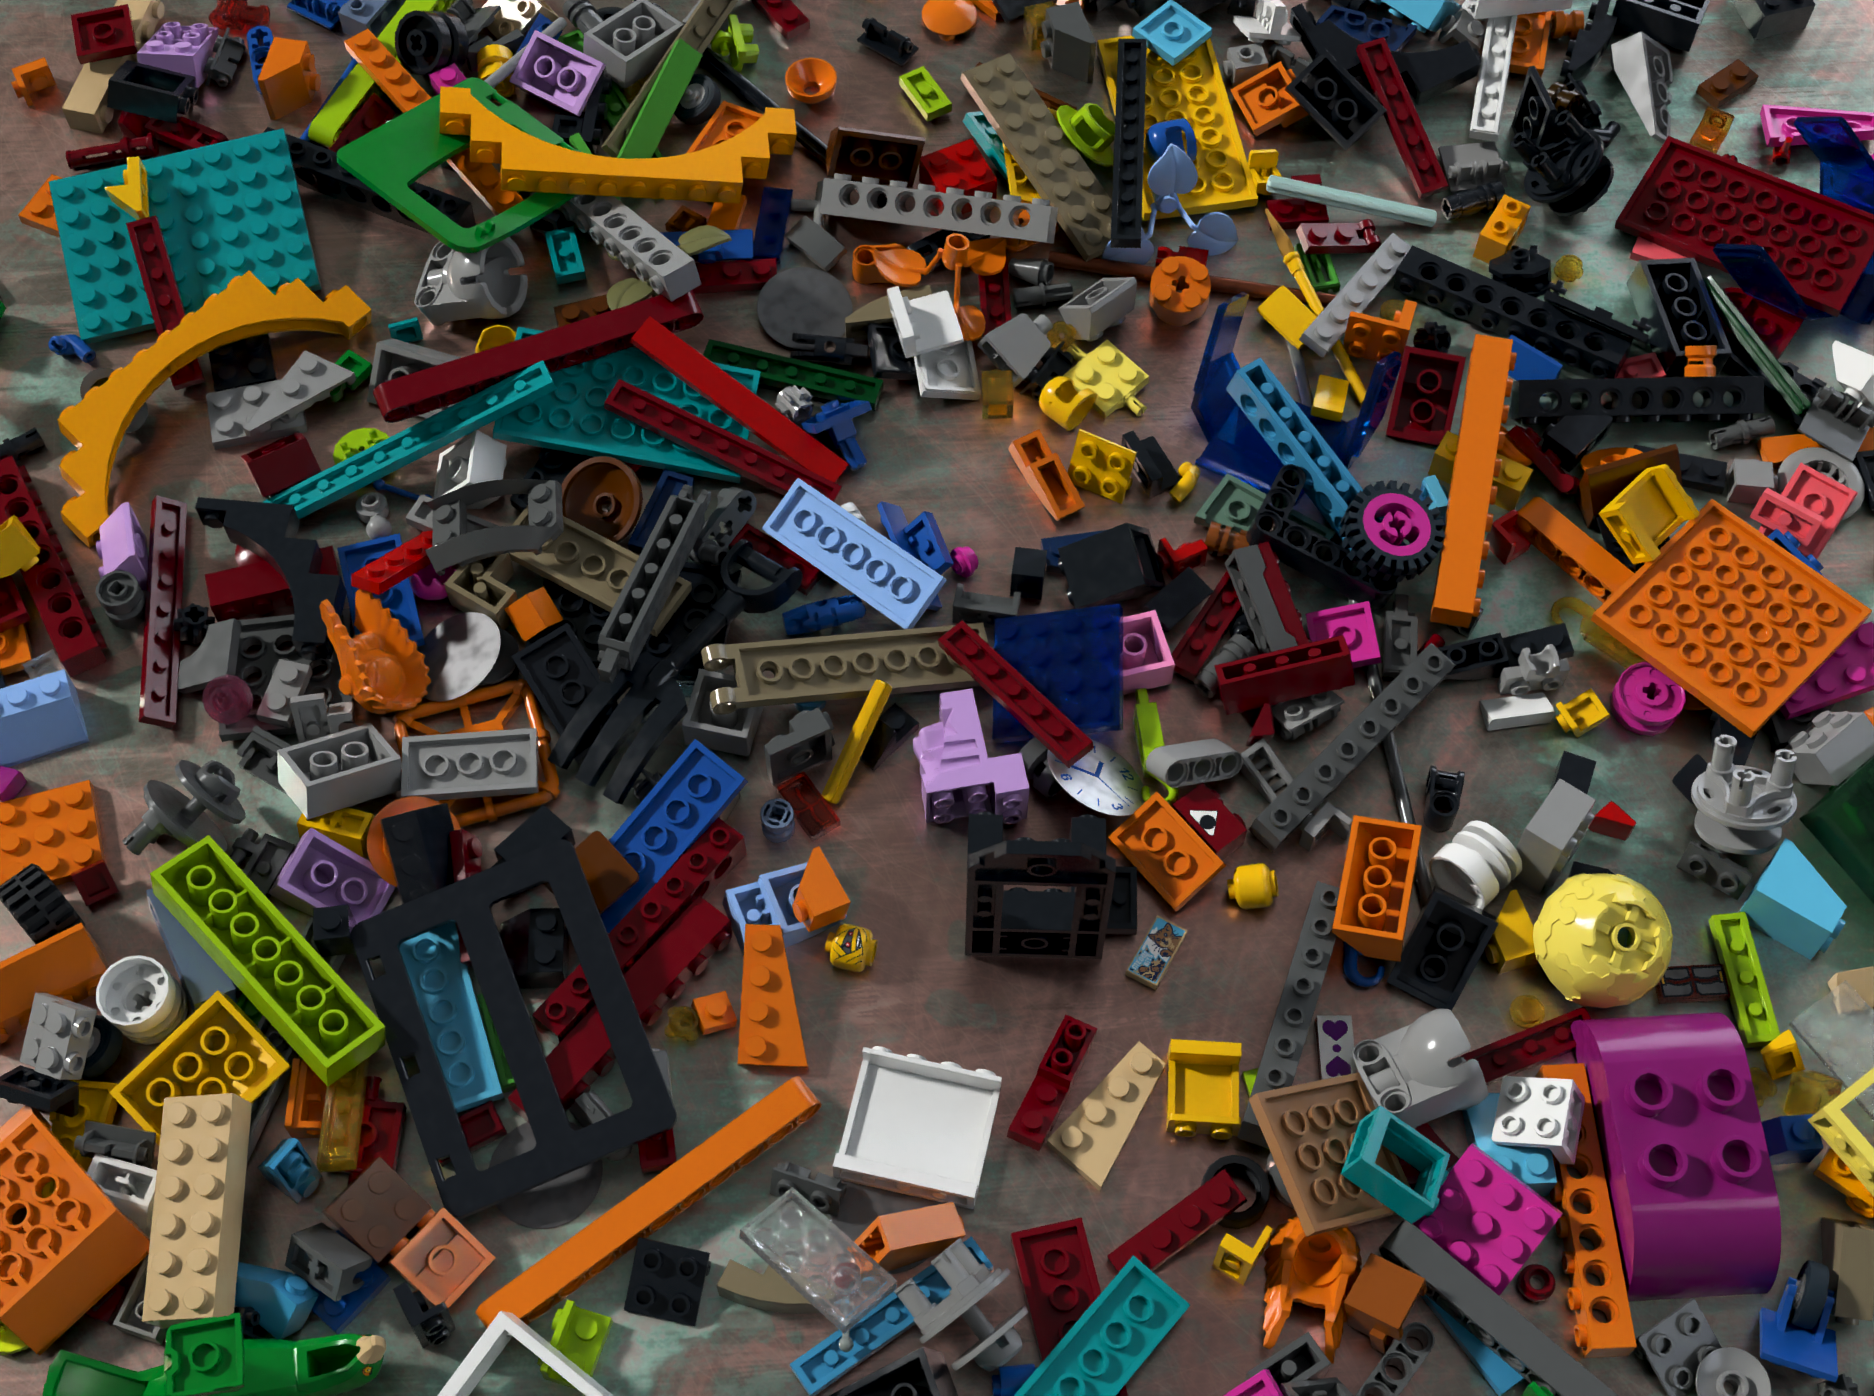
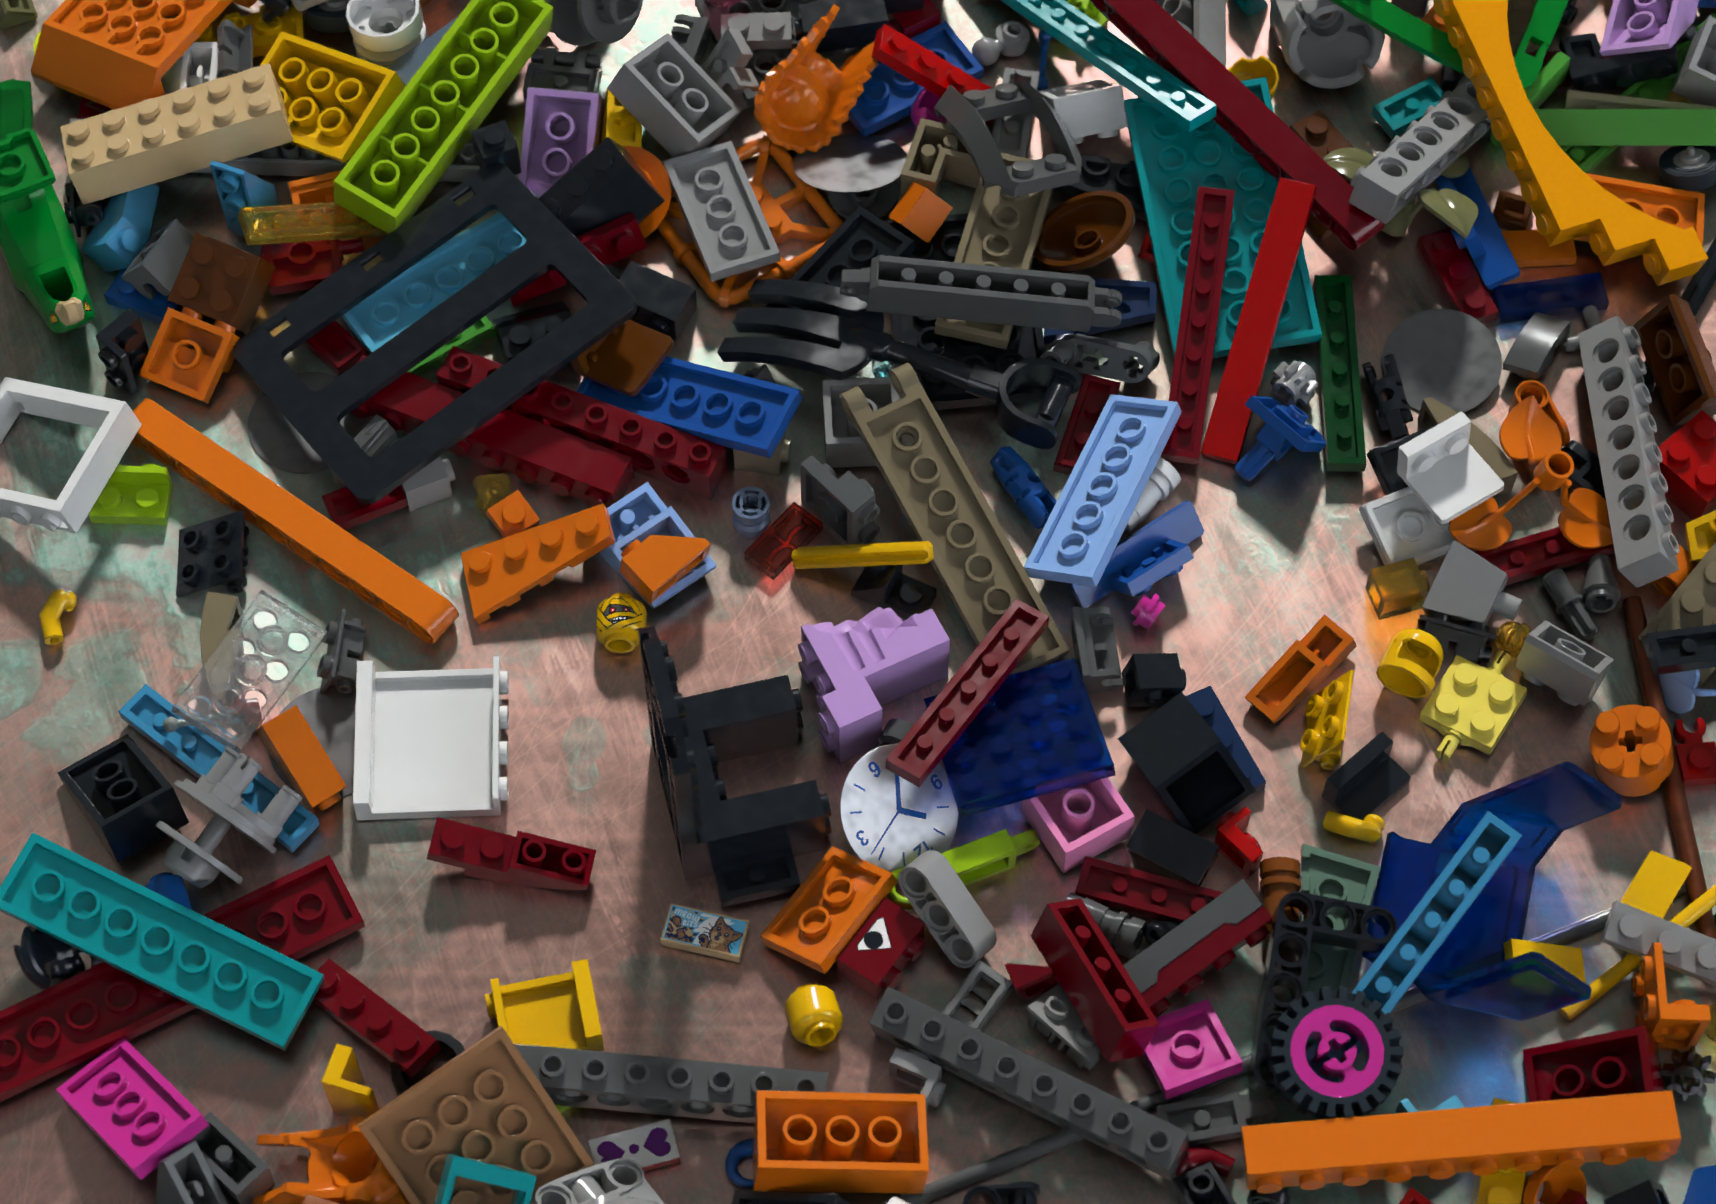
camera: 75 degrees right, 0 degrees up
(1101, 1124) = (488, 923): tan wing -> none

